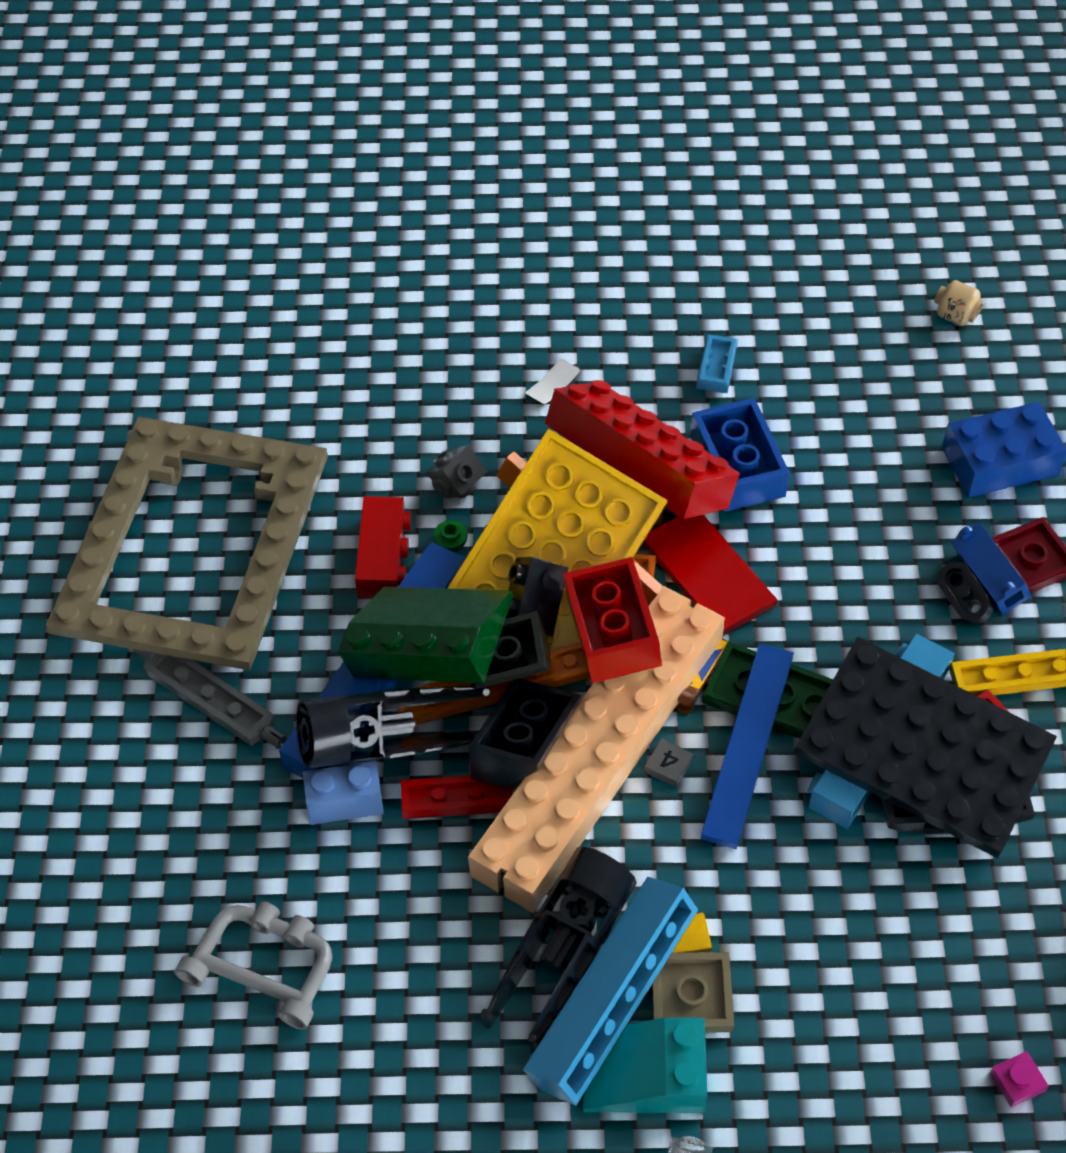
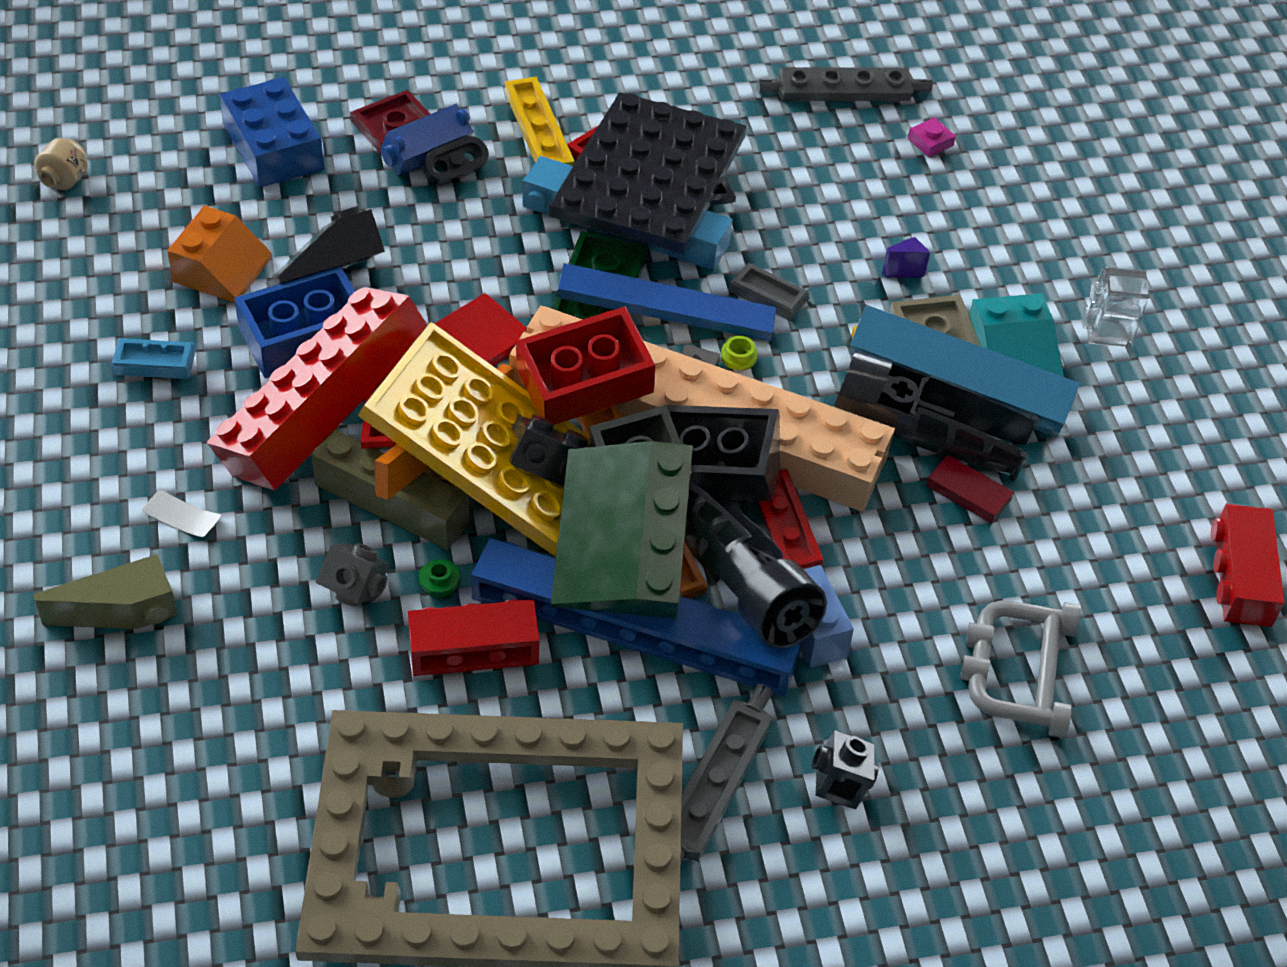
camera: 105 degrees left, 5 degrees down
(177, 766) = (844, 769): none -> black brick
(468, 343) = (114, 598): none -> olive slope
(473, 973) = (969, 489): none -> dark red tile
(680, 792) = (739, 353): none -> lime plate
(768, 849) = (768, 289): none -> dark grey tile
(799, 987) = (906, 259): none -> dark purple slope
(821, 480) = (343, 242): none -> black slope
(835, 406) = (217, 255): none -> orange slope

